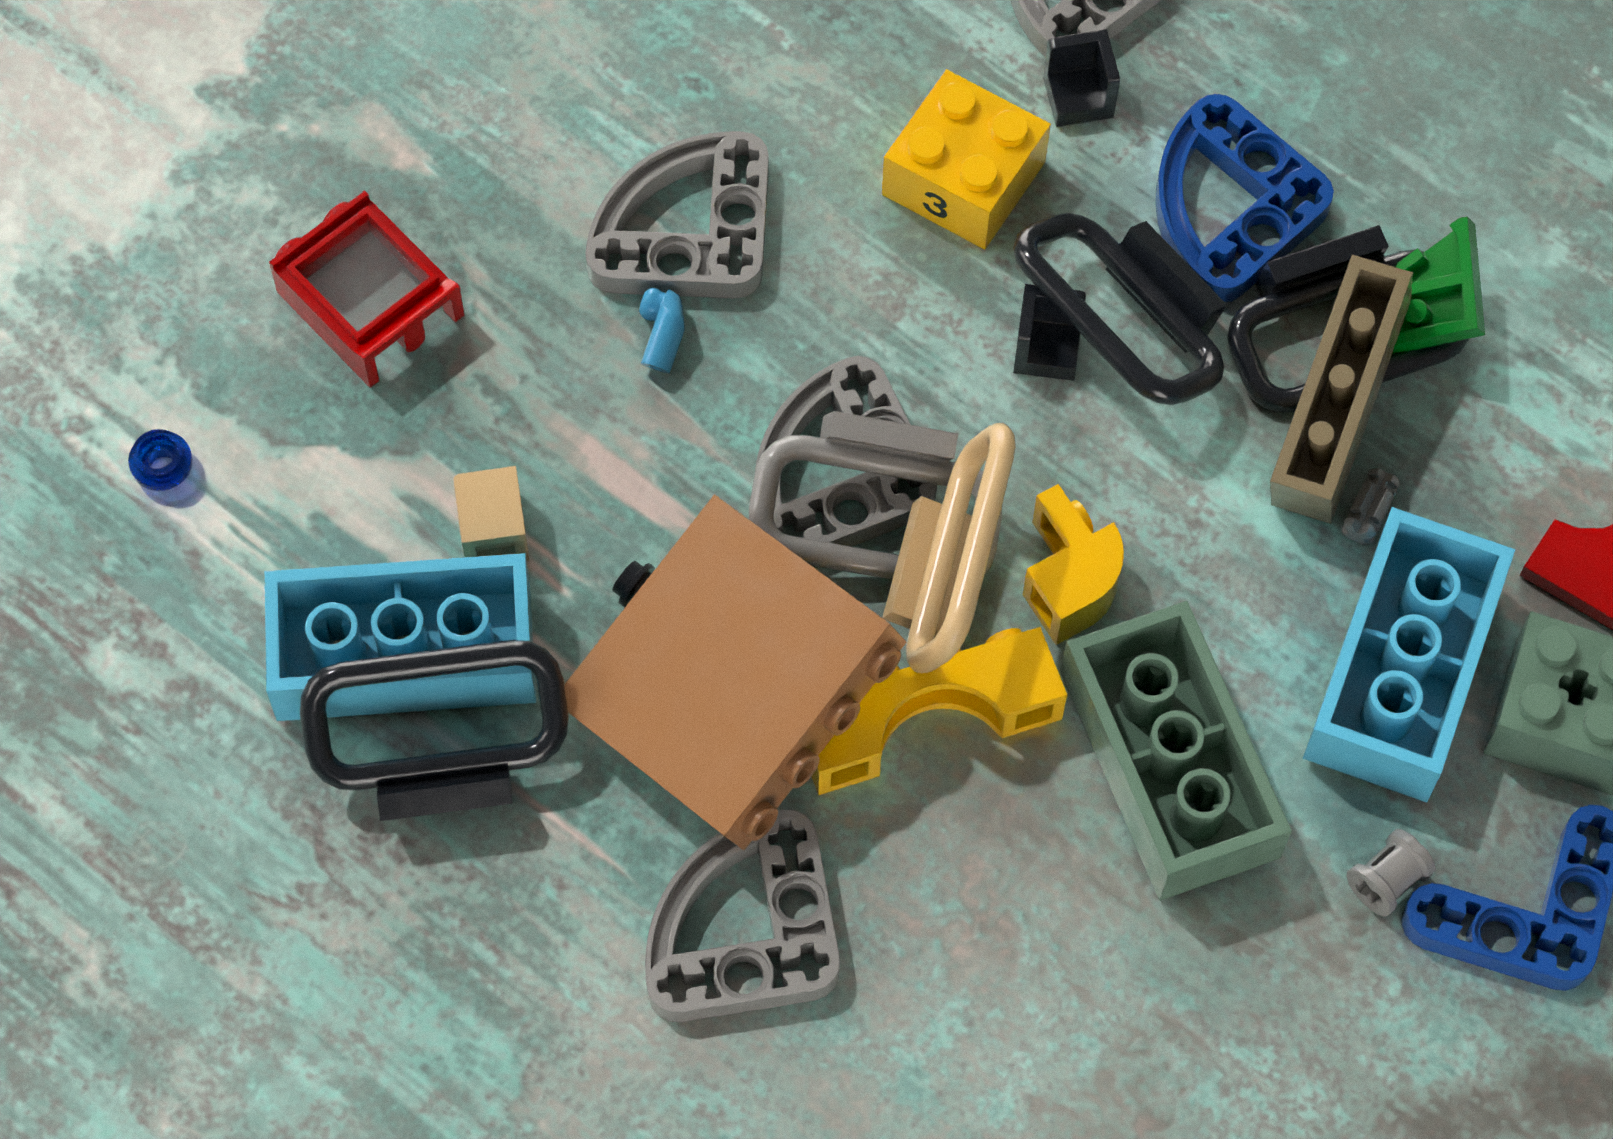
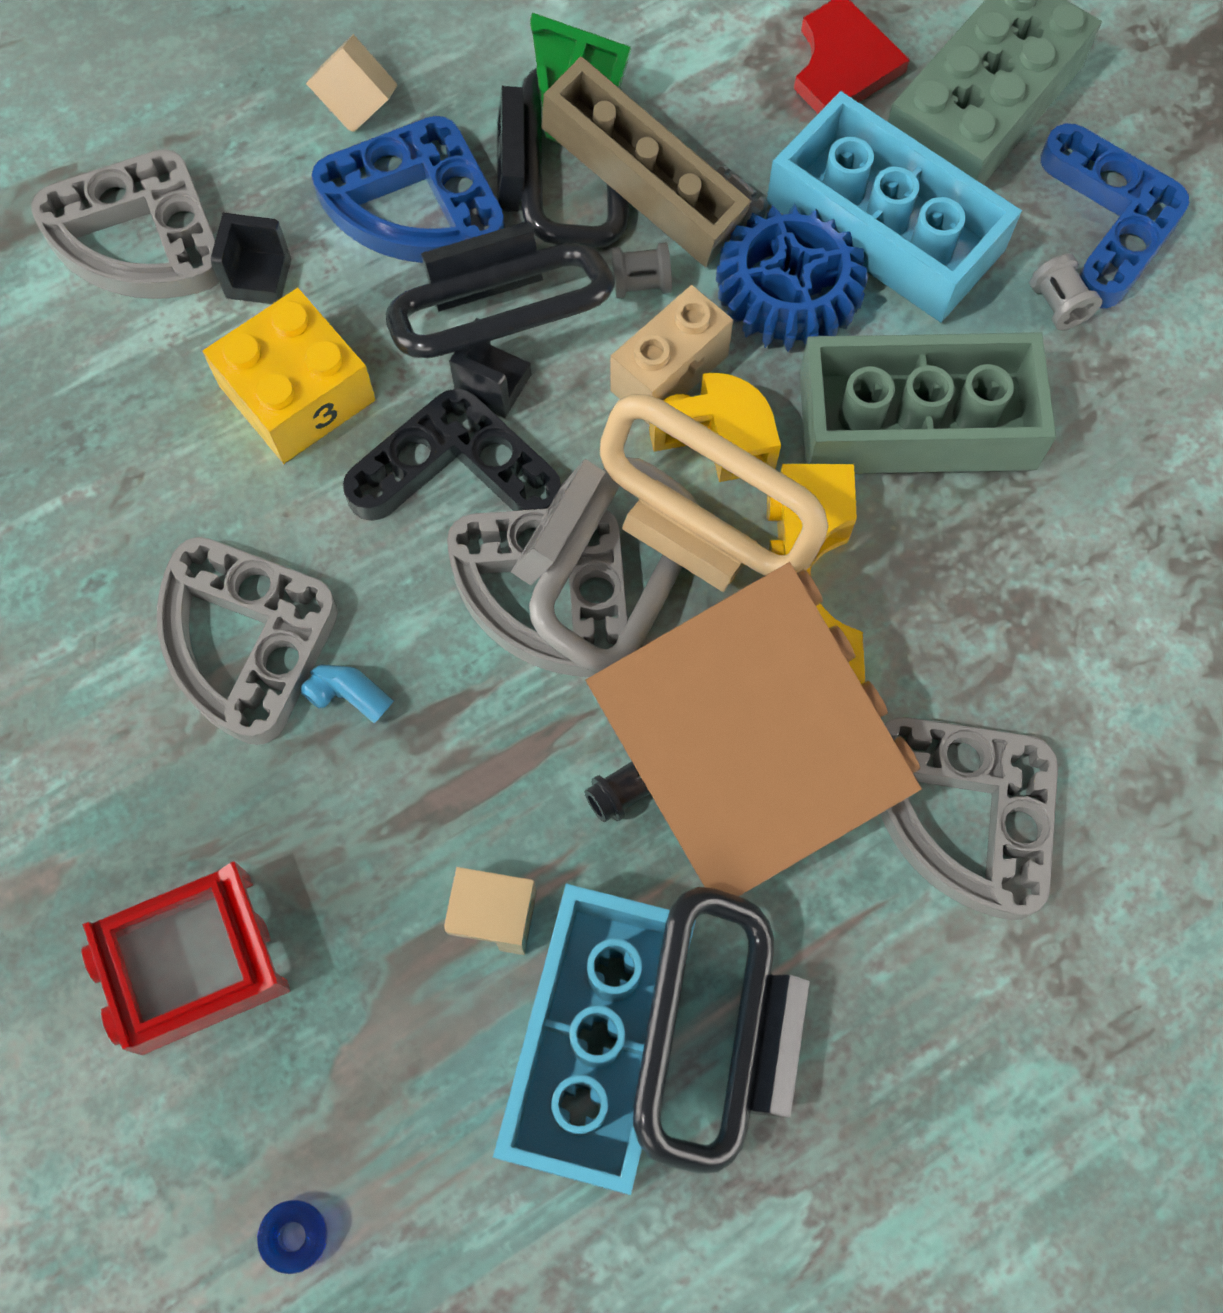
camera: 70 degrees left, 5 degrees up
(955, 325) = (445, 445): none -> black beam
(1137, 490) = (672, 349): none -> tan brick
(1230, 438) = (642, 270): none -> dark grey bush
(1266, 547) = (778, 293): none -> blue gear
(1336, 93) = (352, 84): none -> tan panel

